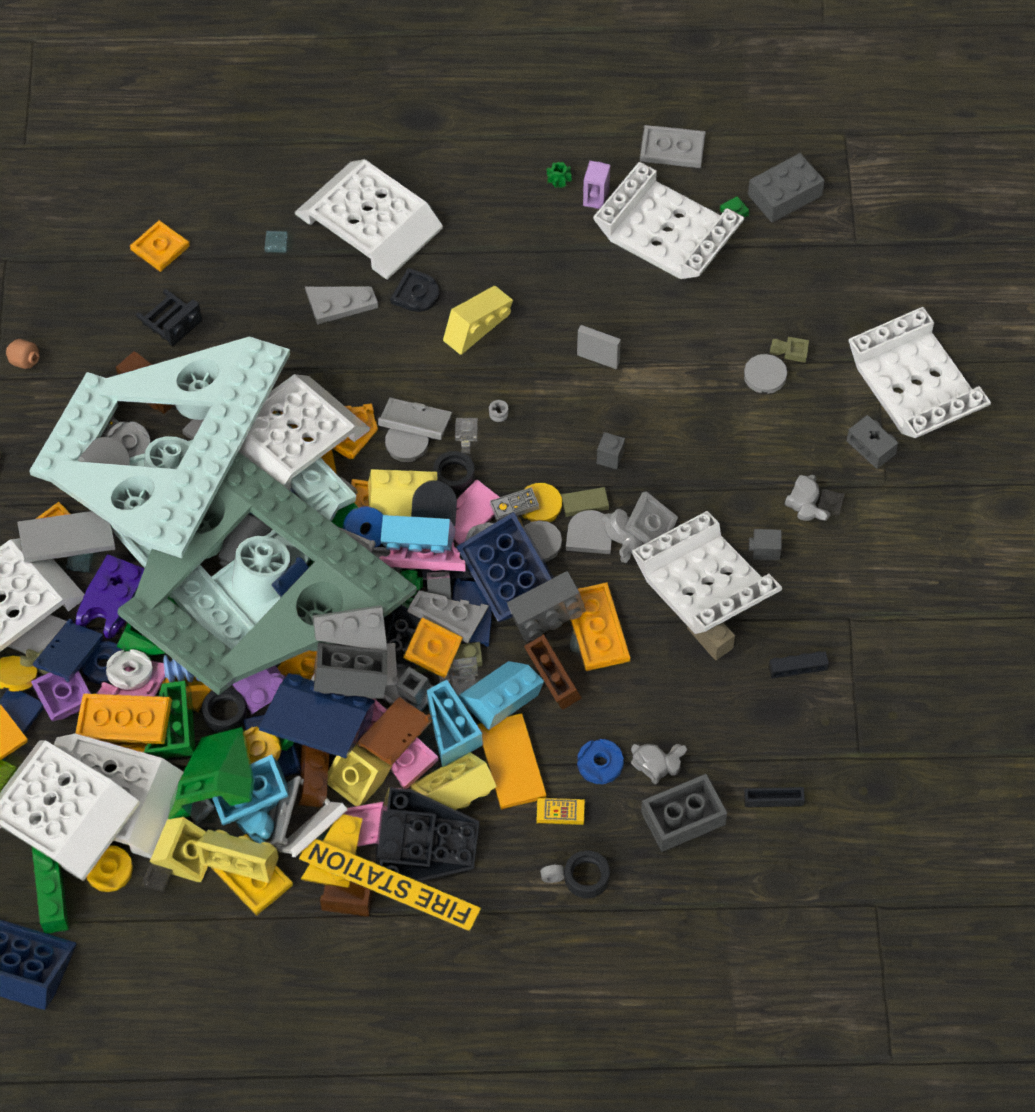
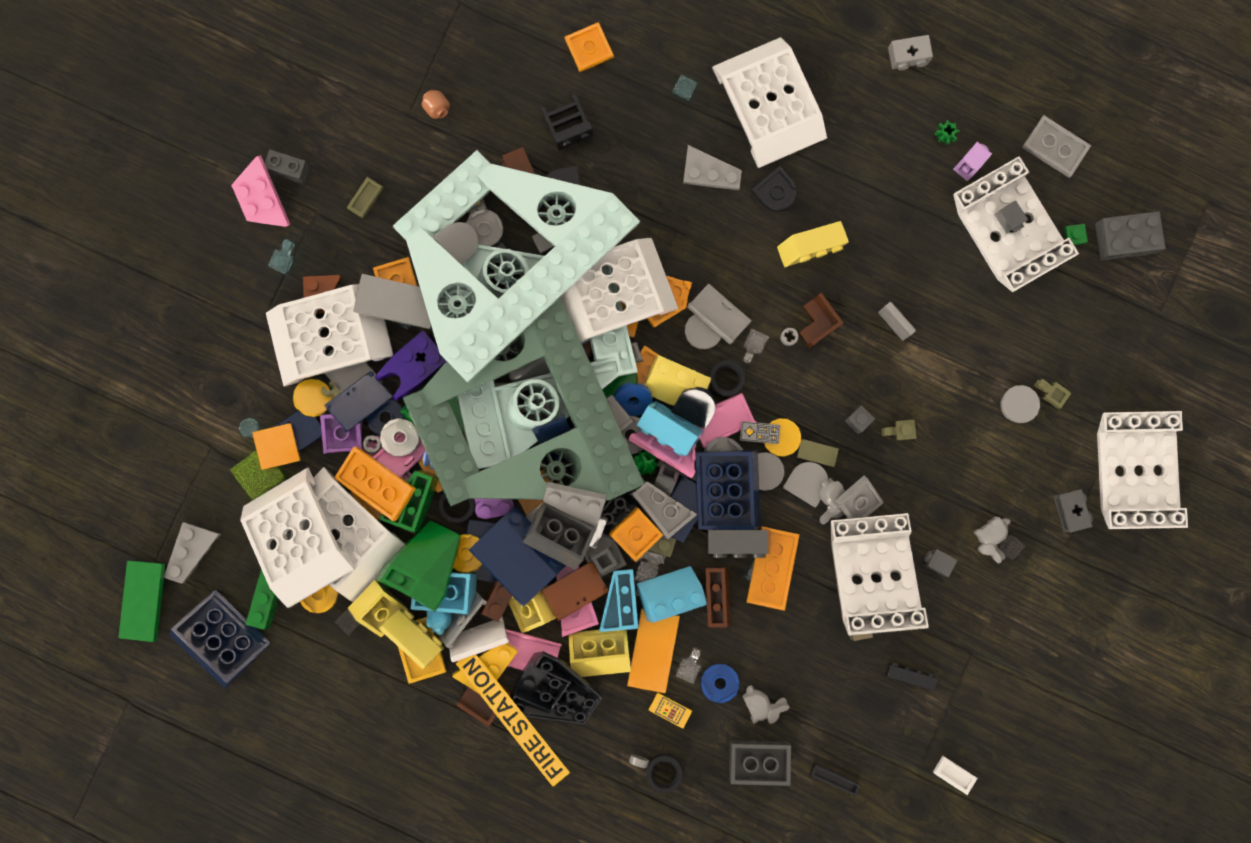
camera: 25 degrees right, 25 degrees up
(101, 683) = (374, 439): none -> light grey bush
(485, 124) = (917, 46): none -> light grey brick
(525, 379) = (824, 320): none -> reddish brown panel
(558, 760) = (689, 668): none -> clear plate
(659, 444) = (902, 430): none -> olive plate
(661, 214) = (1011, 217): none -> dark grey brick
(898, 739) = (955, 775): none -> white tile

